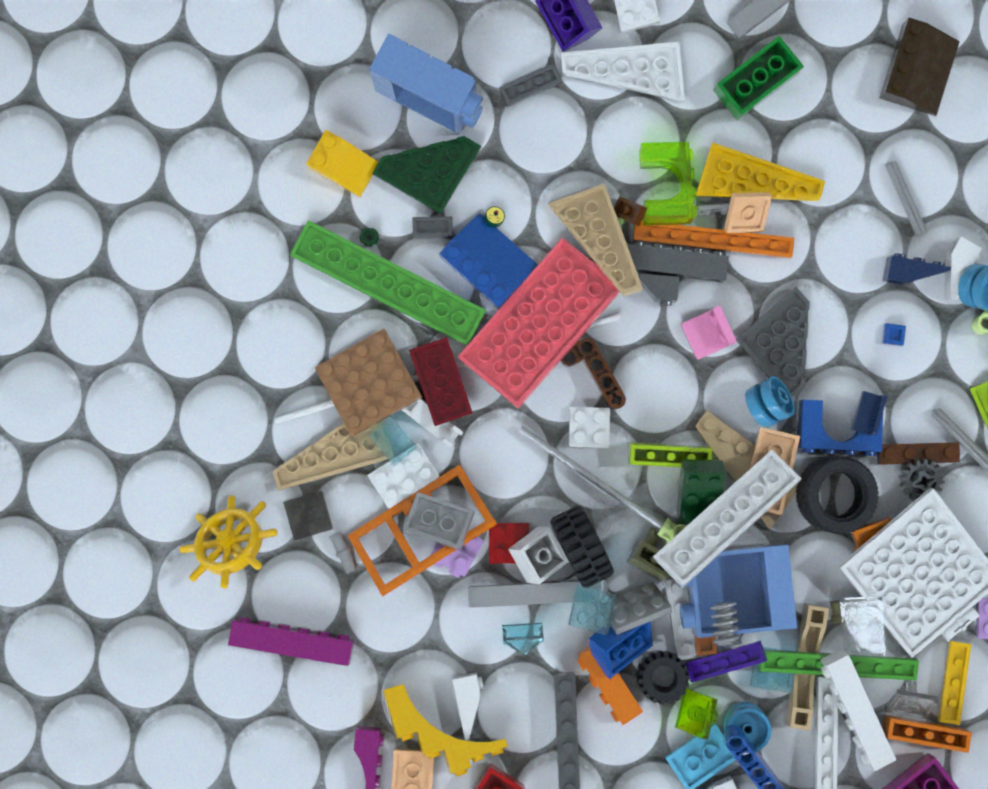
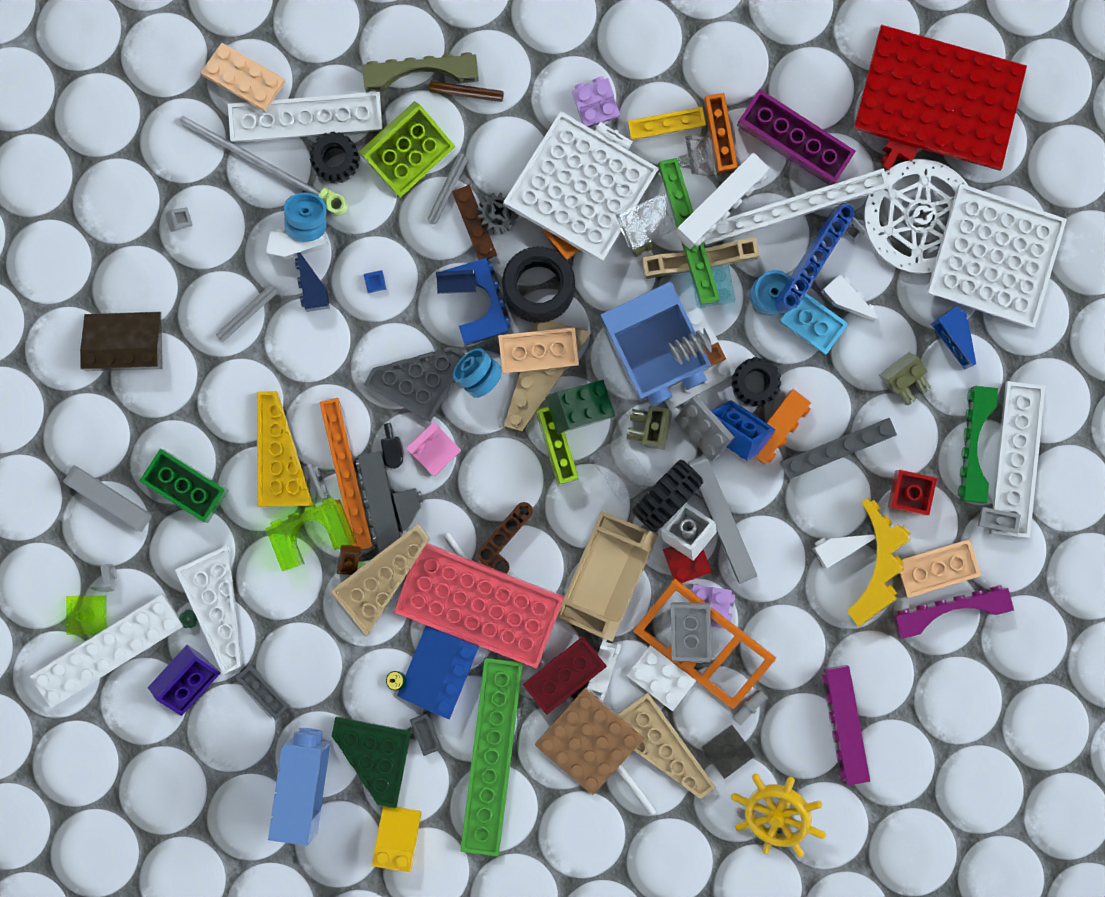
camera: 110 degrees left, 0 degrees up
(365, 233) = (460, 789): dark green plate -> none
(392, 441) = (634, 699): clear light blue plate -> none
(517, 462) = (607, 576): none -> tan slope
(523, 636) = (765, 518): clear light blue slope -> none
(589, 427) = (557, 525): white plate -> none
(592, 609) = (720, 466): clear light blue plate -> none
(624, 43) = (193, 619): none -> clear green plate
(668, 529) = (624, 423): flat silver piece -> none
(696, 713) = (777, 340): clear neon green tile -> none
(722, 292) = (391, 448): none -> black piece
(726, 518) = (596, 376): white plate -> none
(726, 661) = (722, 331): dark purple plate -> none
(747, 212) = (312, 452): light nougat plate -> none

